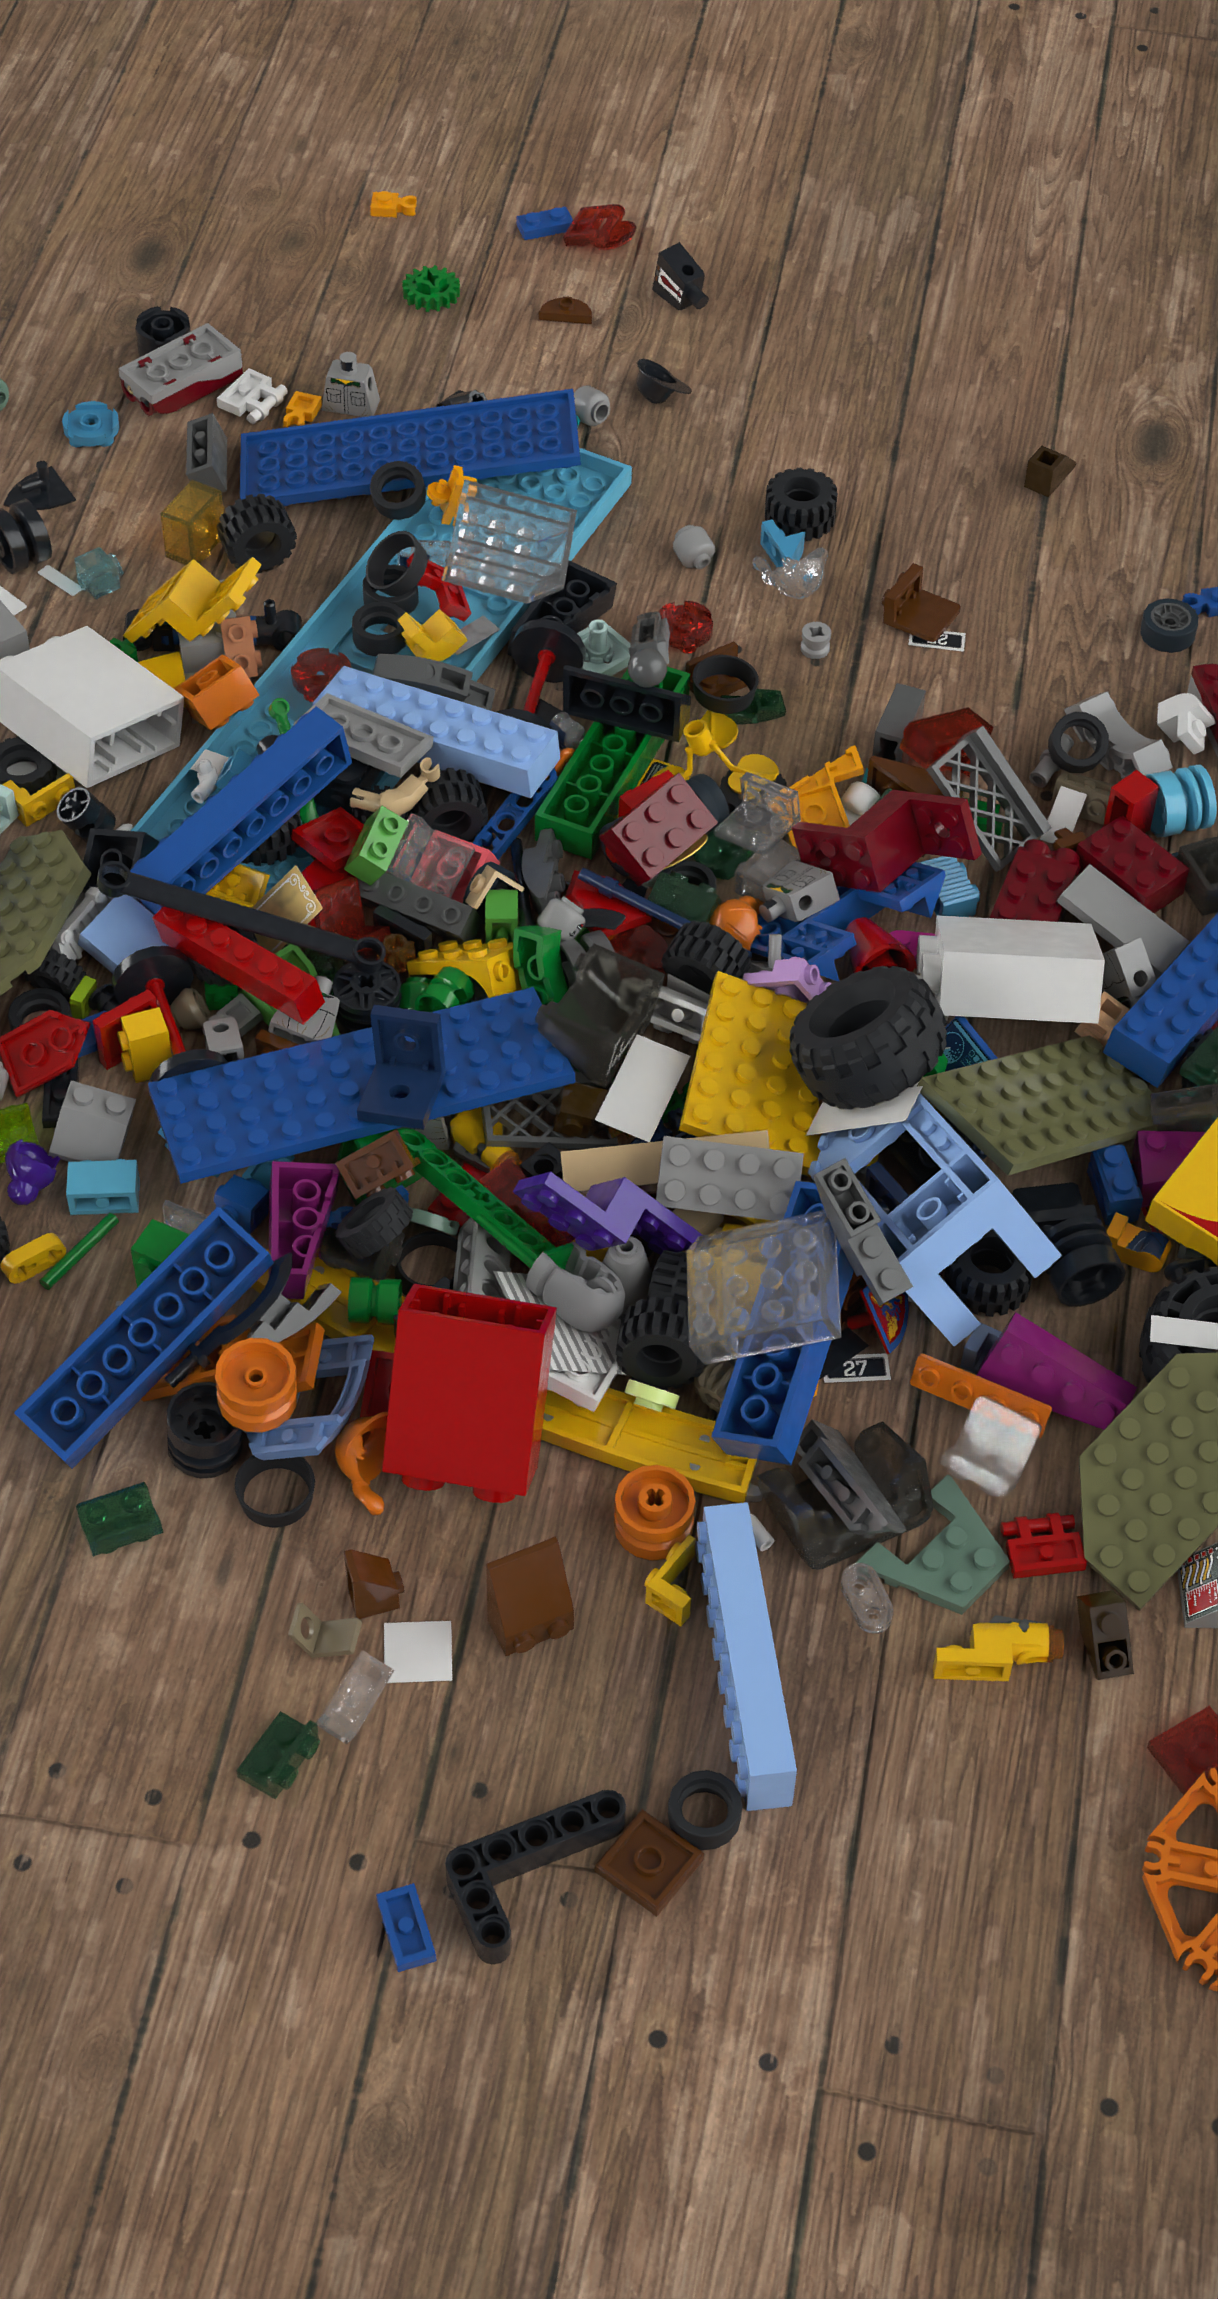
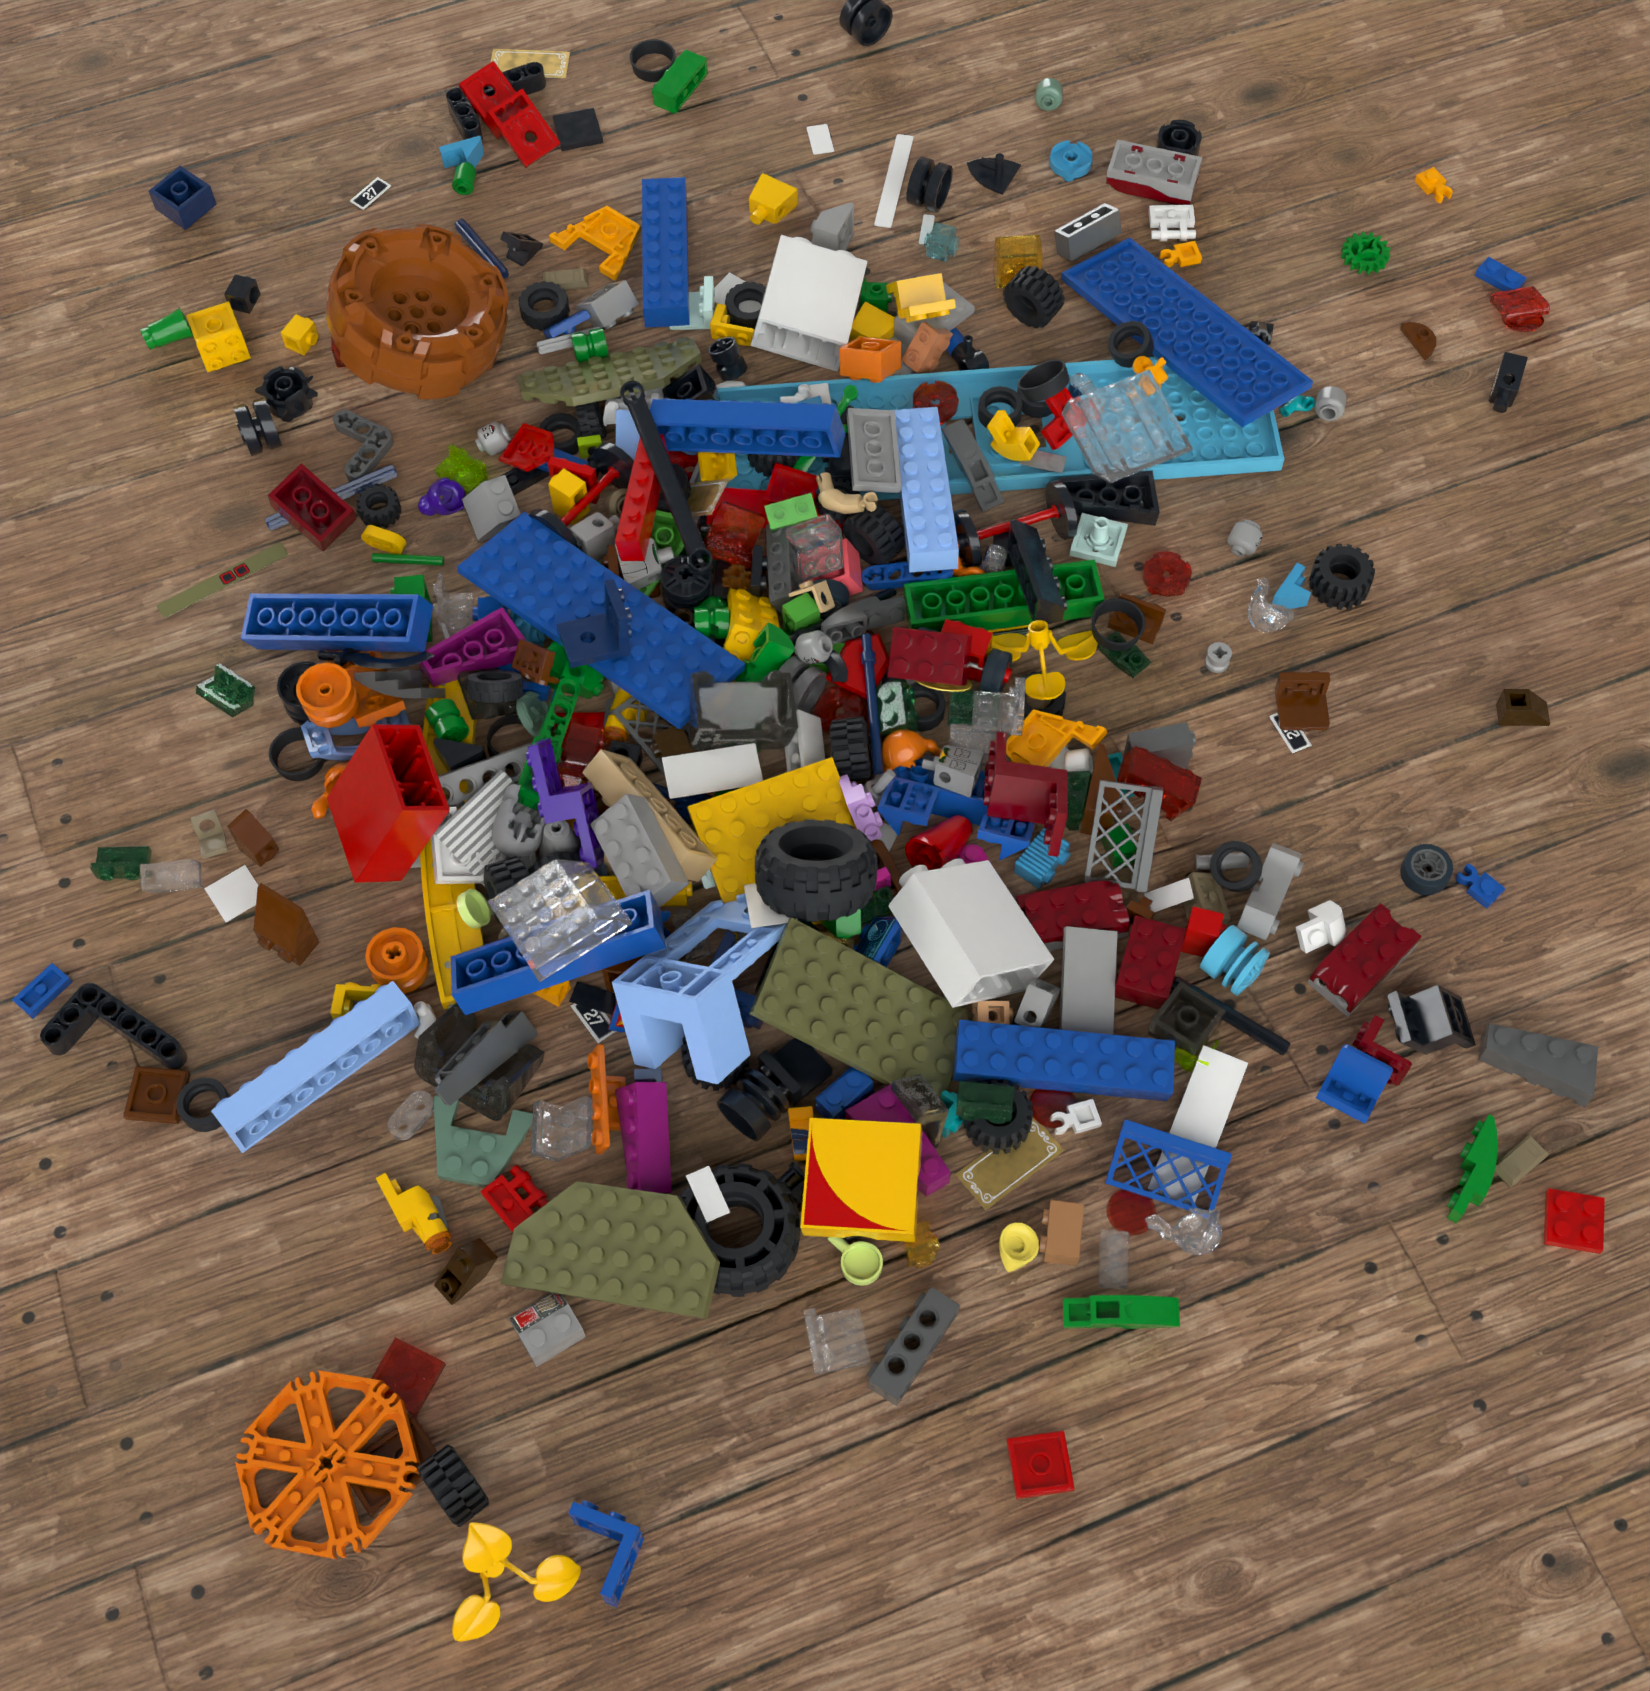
camera: 60 degrees right, 10 degrees up
(103, 1187) = (455, 538): medium azure brick -> none
(350, 388) = (1221, 267): light grey torso -> none
(649, 649) = (1088, 559): dark grey gear -> none
(657, 382) = (1392, 427): black piece -> none
(858, 1232) = (615, 945): dark grey slope -> none

